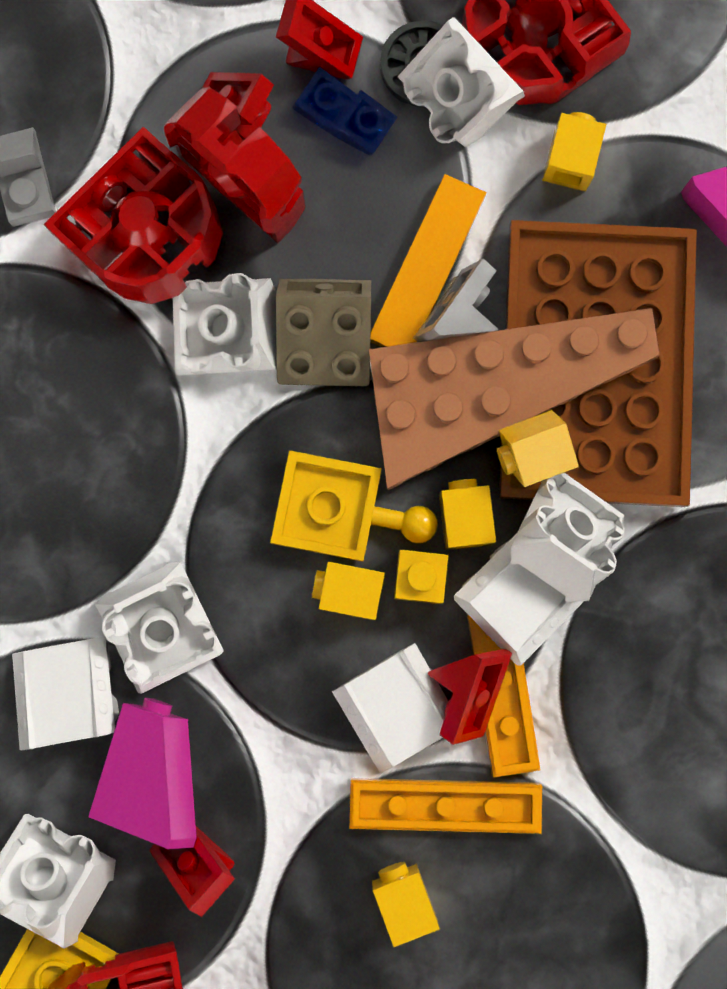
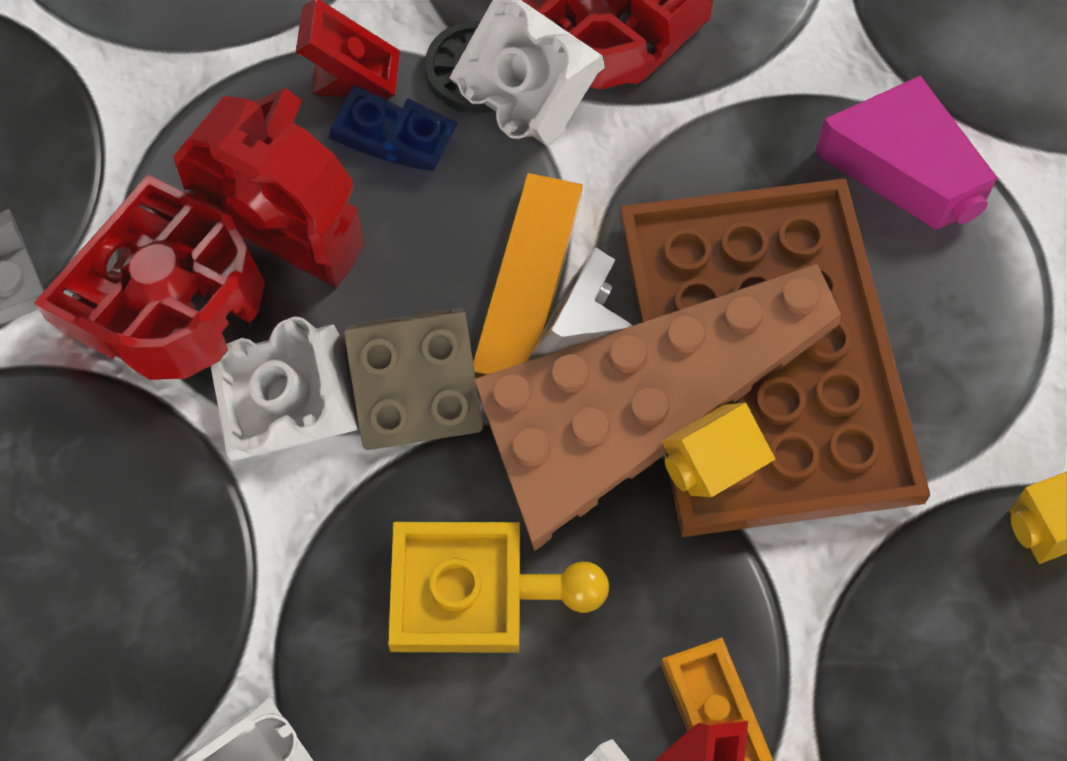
camera: 10 degrees left, 20 degrees down
(348, 590) = (507, 689): yellow brick -> none
(421, 577) = (601, 651): yellow brick -> none
(467, 515) = (645, 563): yellow brick -> none
(513, 604) = (743, 644): white slope -> none
(568, 537) = (784, 555): white slope -> none
(574, 151) = (677, 123): yellow brick -> none

